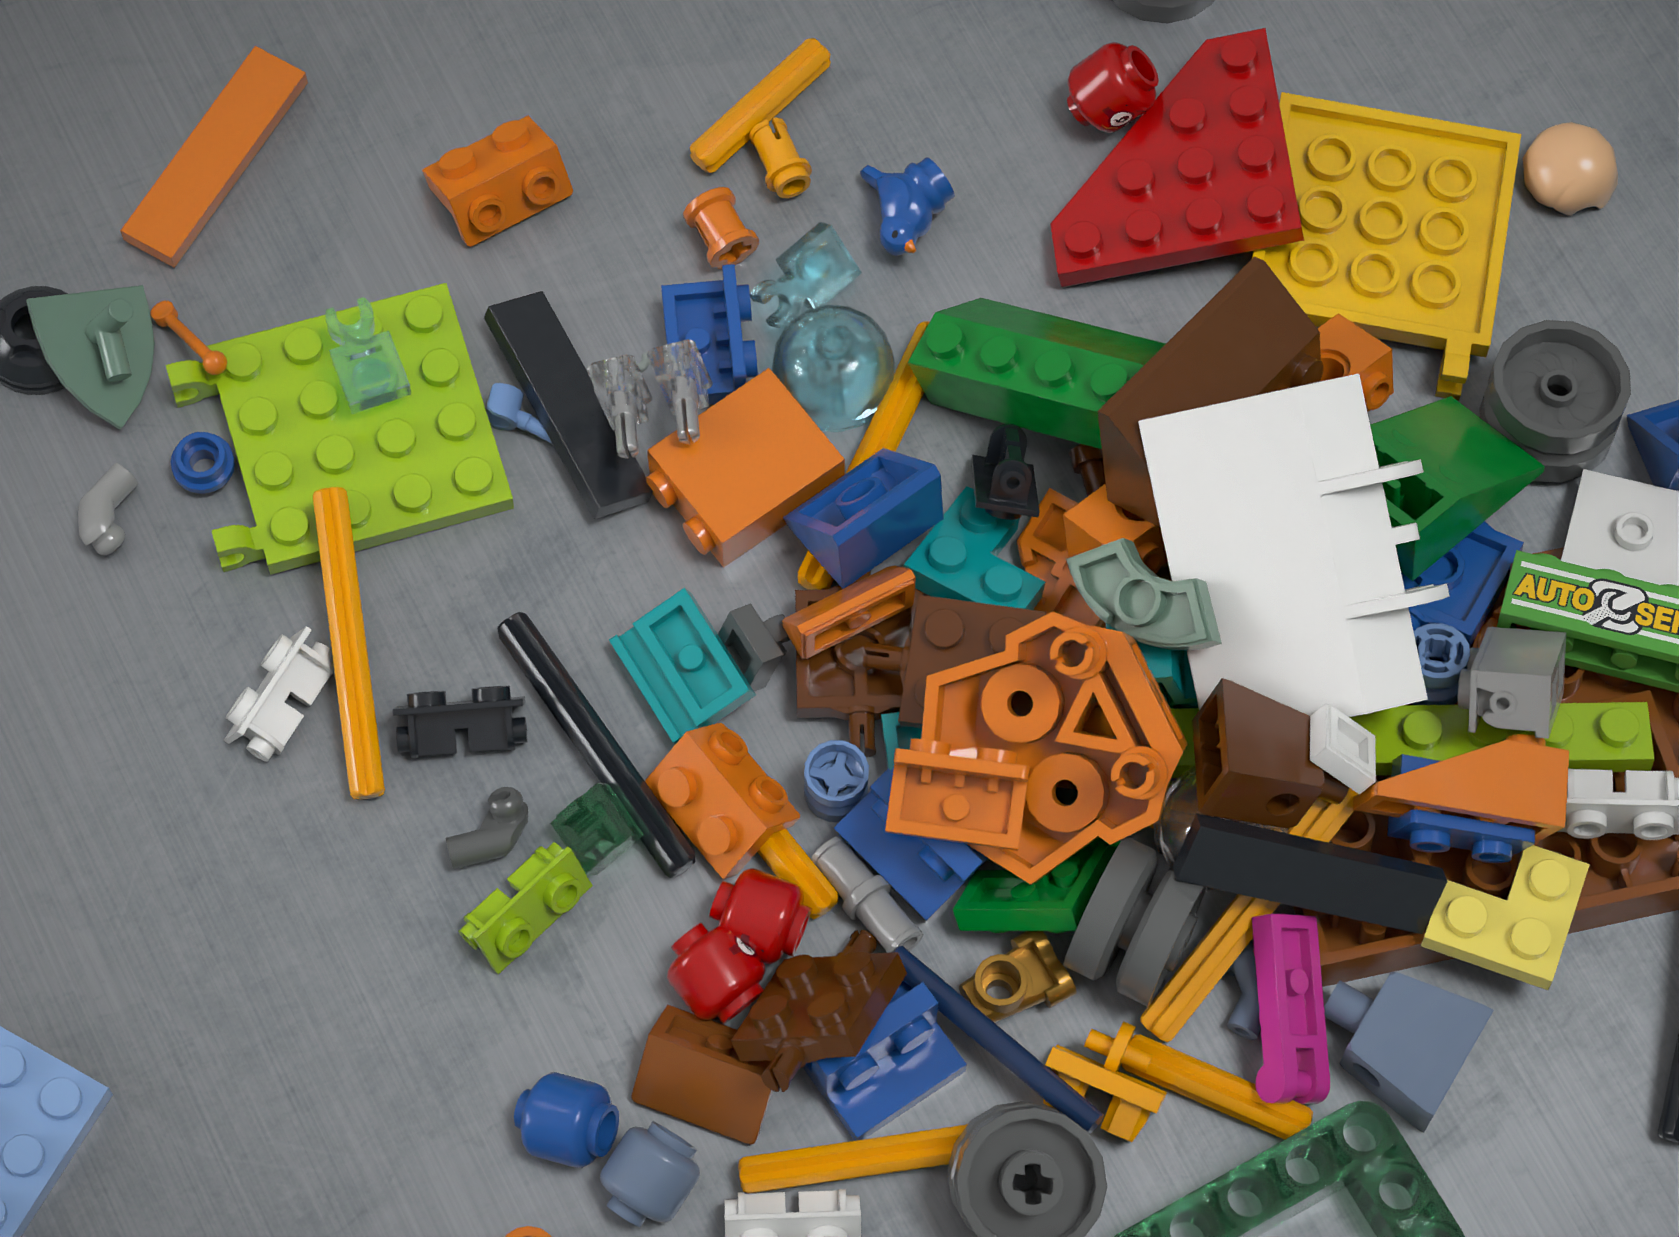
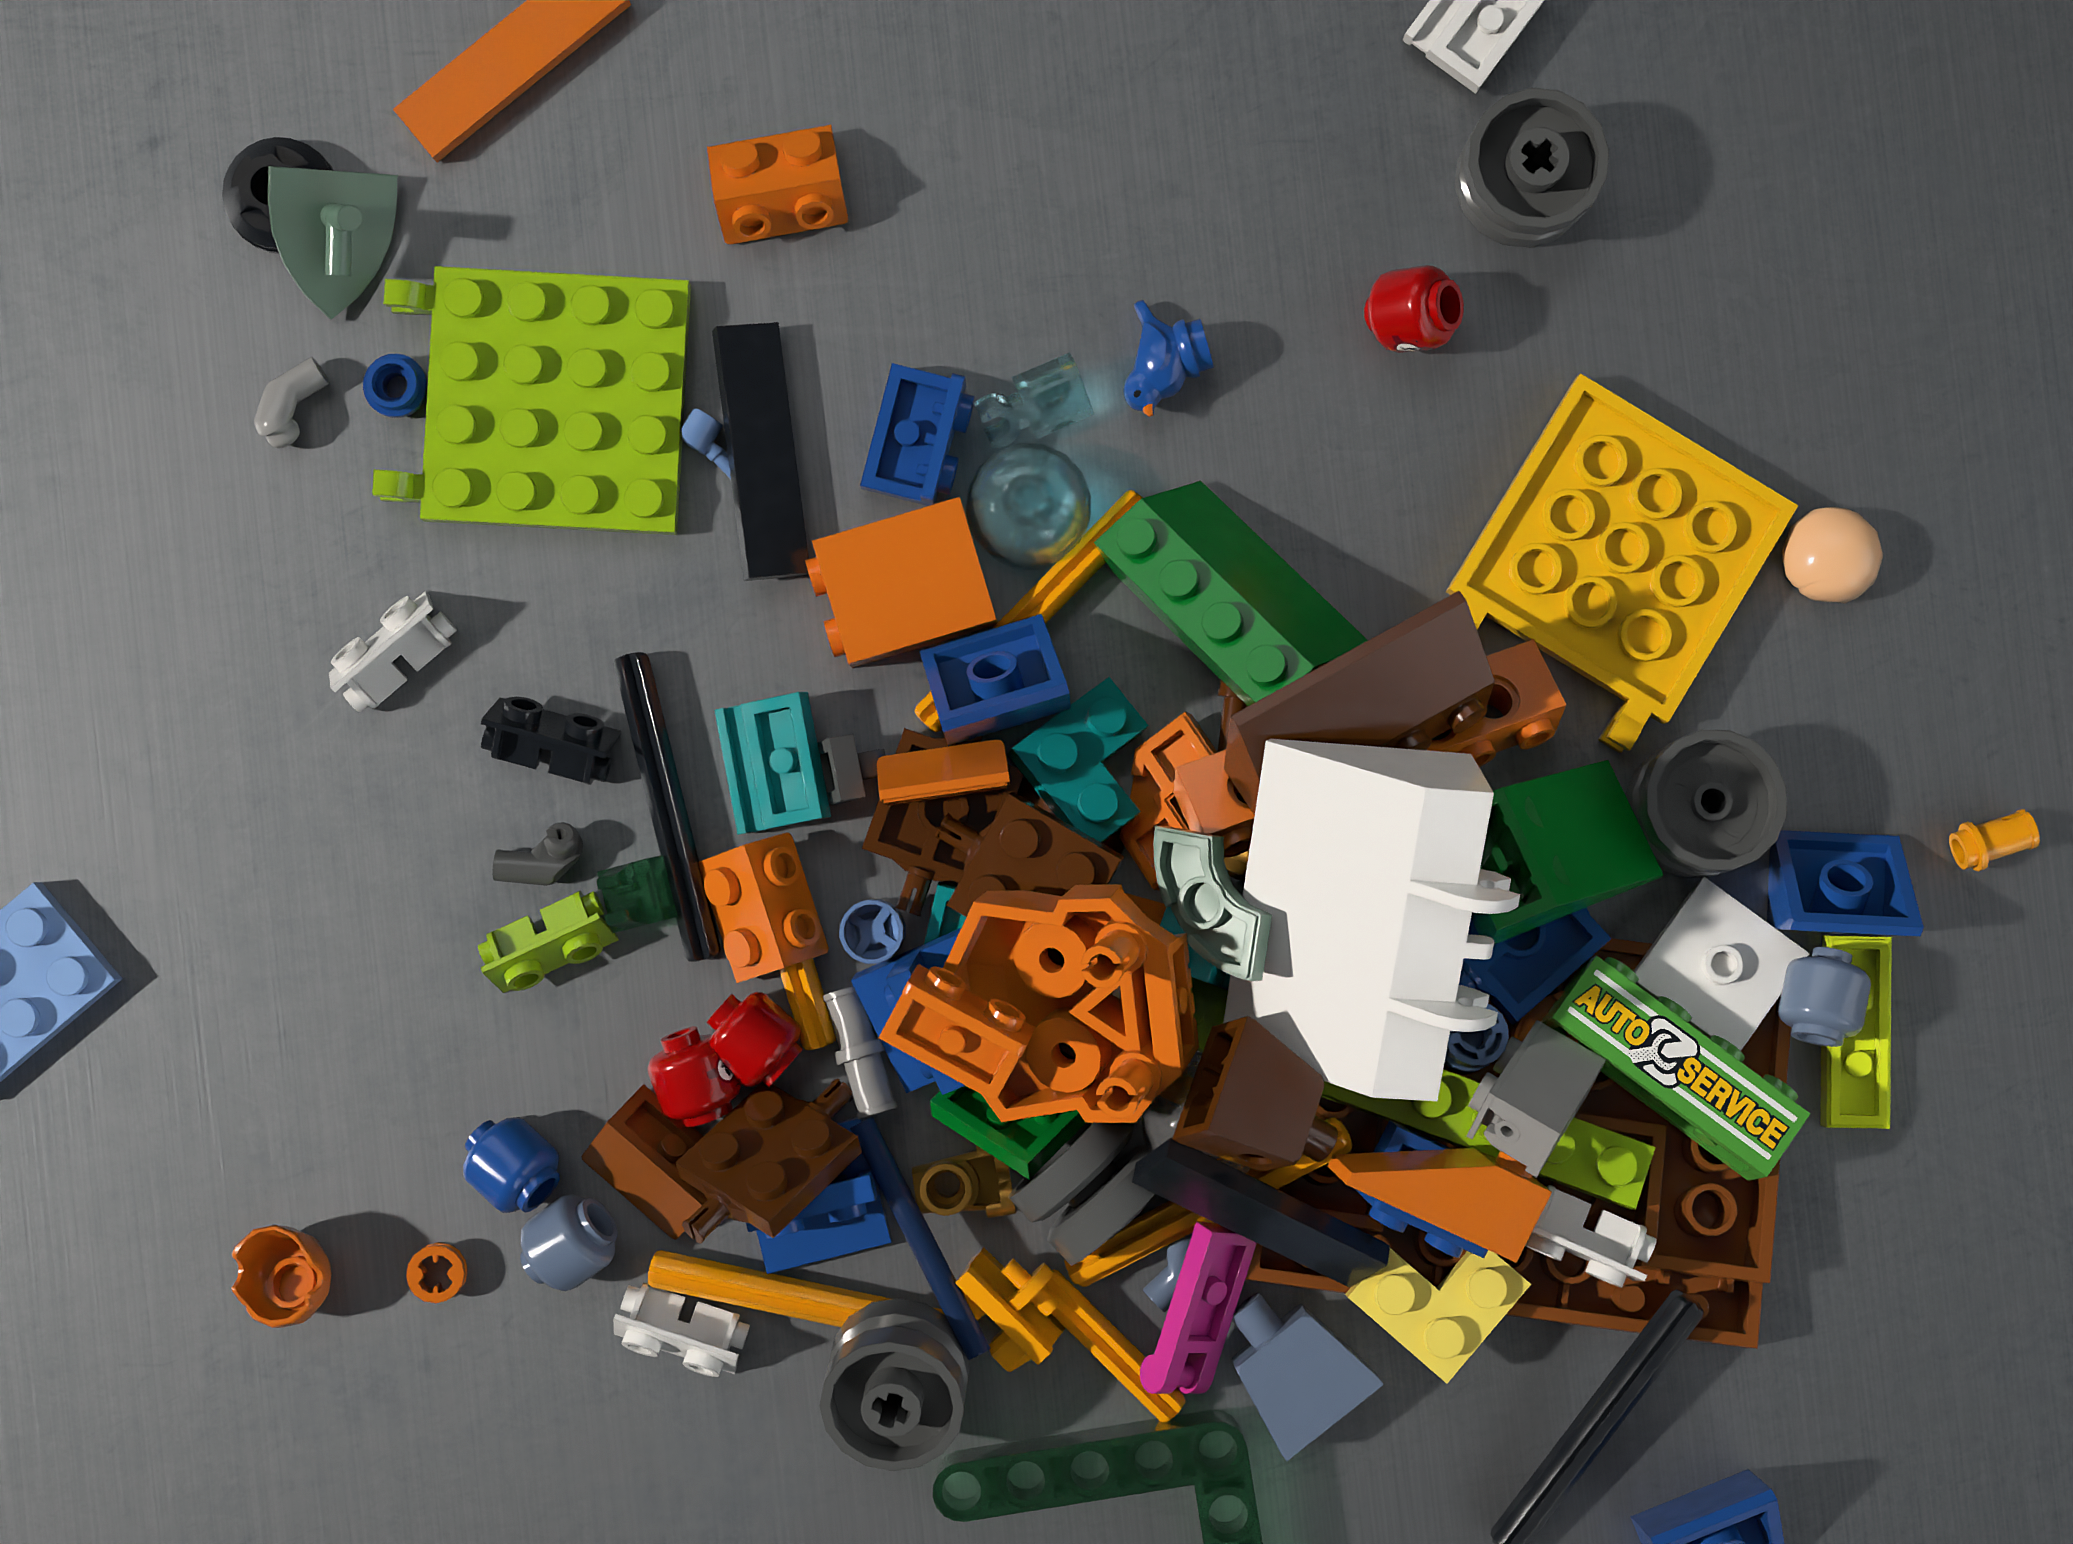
camera: 20 degrees right, 20 degrees up
(166, 315) = (411, 213): orange hinge -> none
(348, 643) = (467, 627): light orange axle -> none
(365, 363) = (574, 354): clear light blue plate -> none
(625, 394) = (809, 478): clear piece -> none
(720, 227) = (974, 318): orange bush -> none
(760, 103) = (1063, 194): light orange axle -> none
(785, 169) = (1060, 263): light orange pin -> none
(1002, 479) = (1144, 692): black hinge -> none
(1191, 177) = (1458, 431): red plate -> none
(1342, 748) = (1335, 1122): white tile -> none

